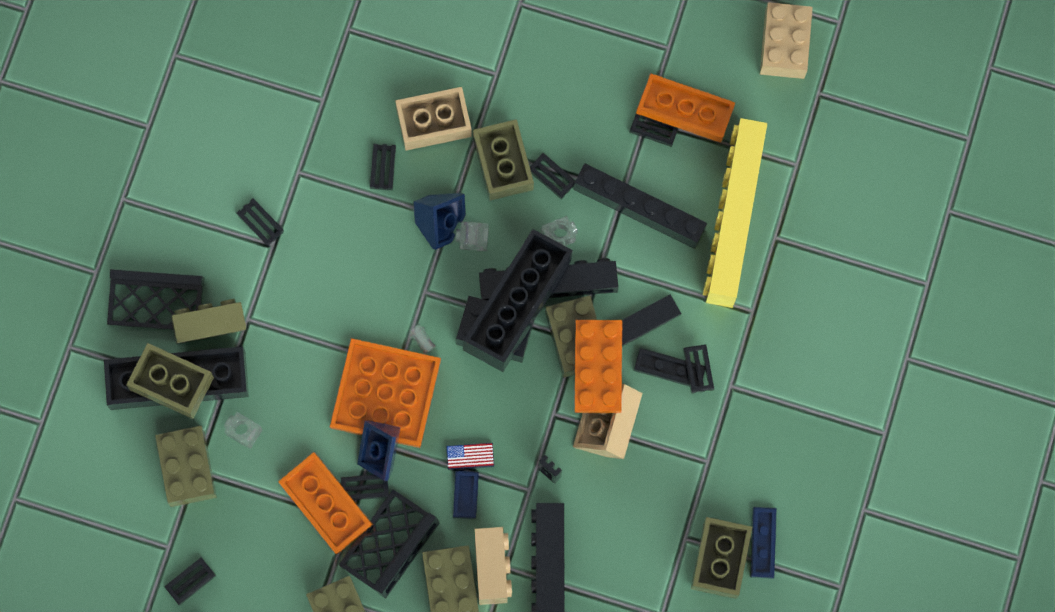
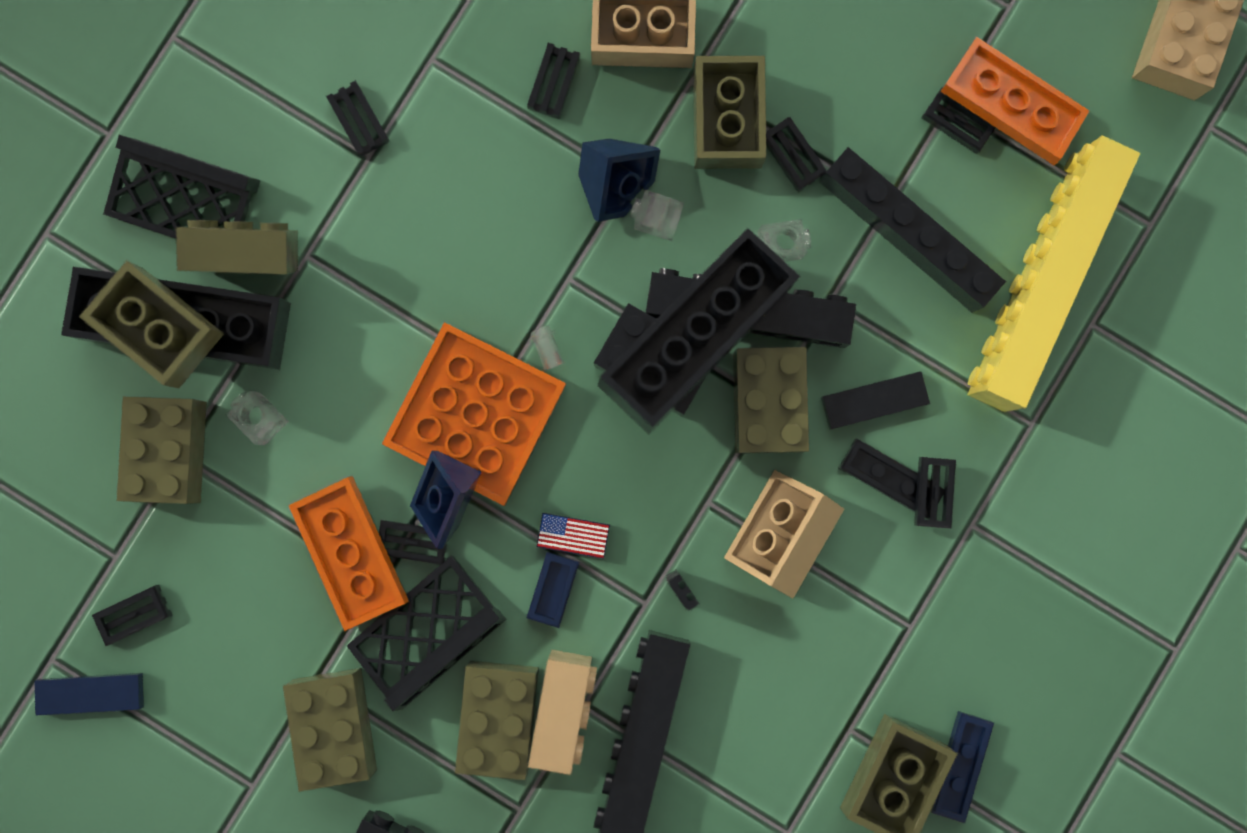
camera: 15 degrees right, 10 degrees up
(598, 366) = (792, 458): orange plate -> none

